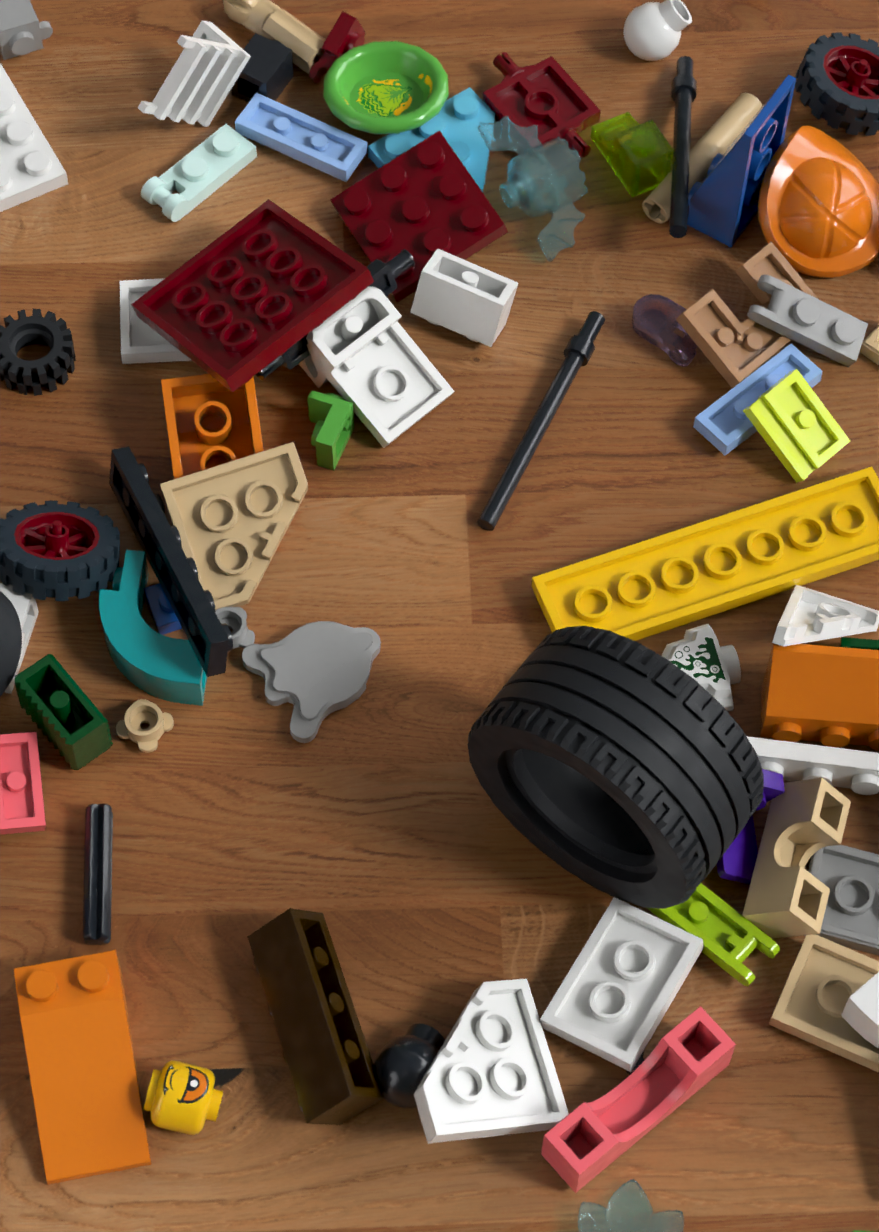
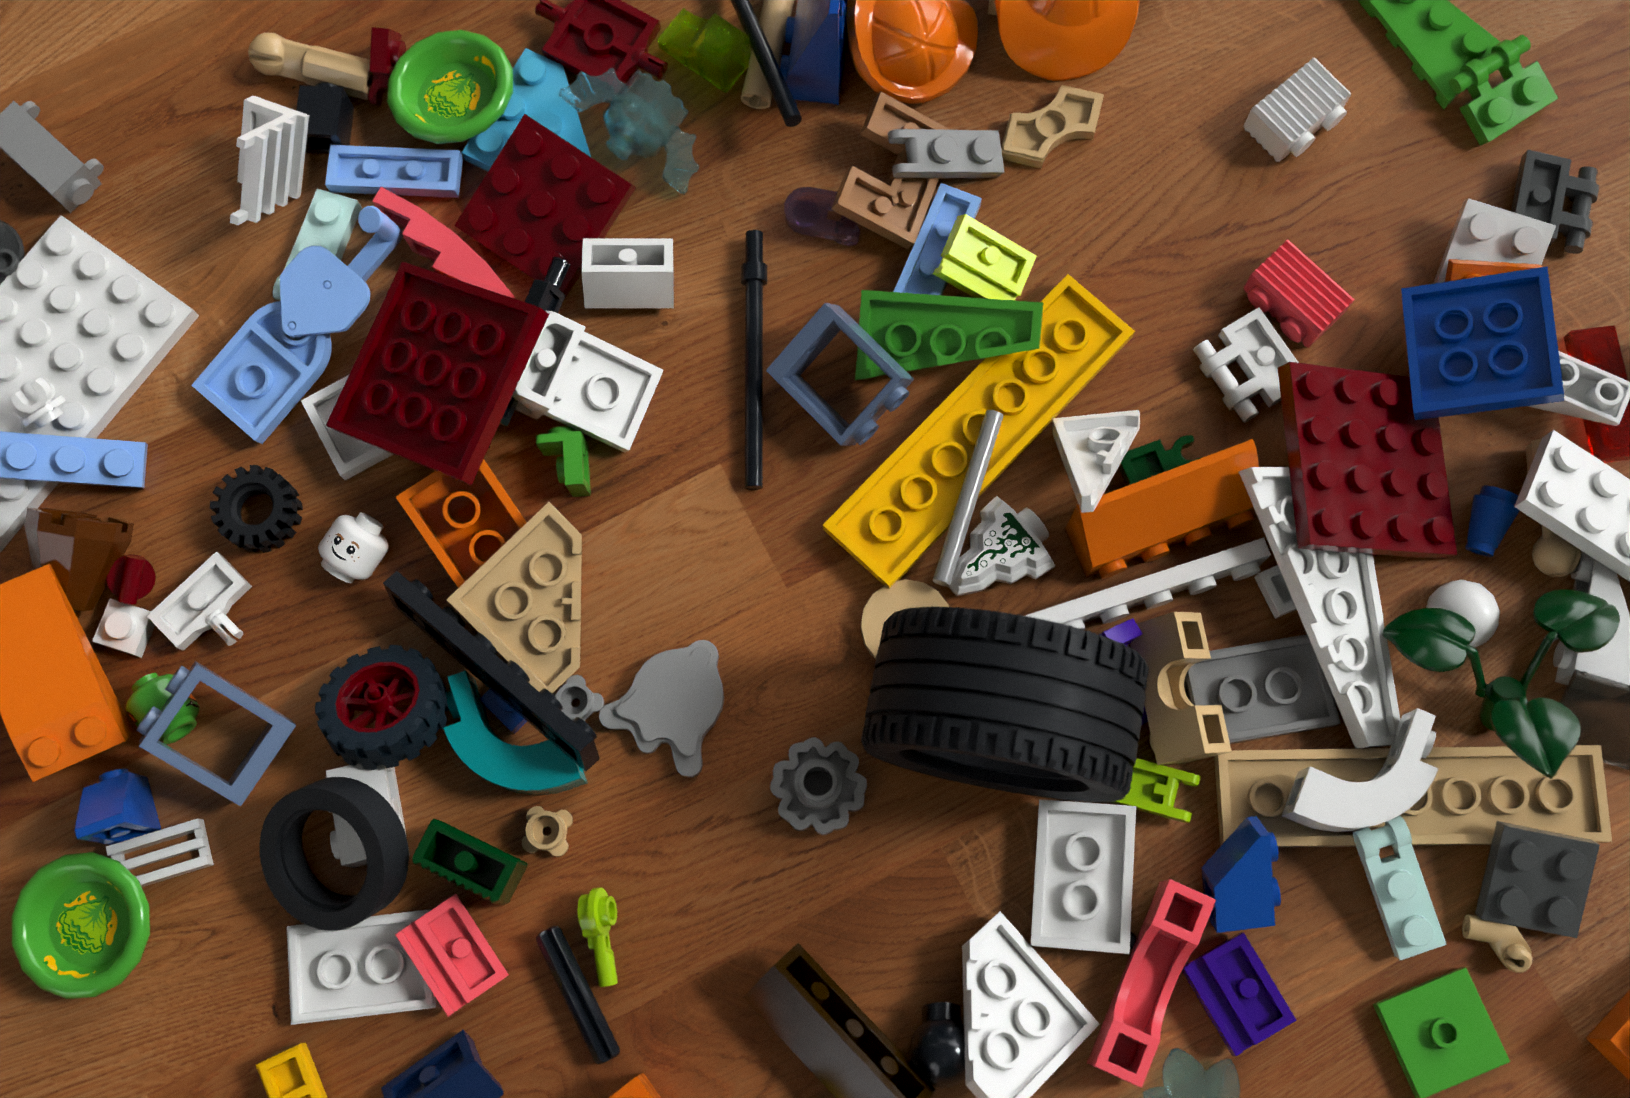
camera: 20 degrees left, 15 degrees up
(100, 416) = (353, 547): none -> white head
(150, 814) = (595, 916): none -> lime plate
(184, 199) = (261, 367): none -> light blue plate
(302, 195) = (438, 243): none -> coral slope
(412, 796) = (818, 786): none -> light grey plant
(594, 423) = (808, 345): none -> sand blue window
(692, 596) = (968, 498): none -> light grey bar
(715, 457) = (944, 330): none -> bright green wing
(719, 1157) = (1238, 994): none -> dark purple plate
(769, 1051) = (1243, 879): none -> blue slope

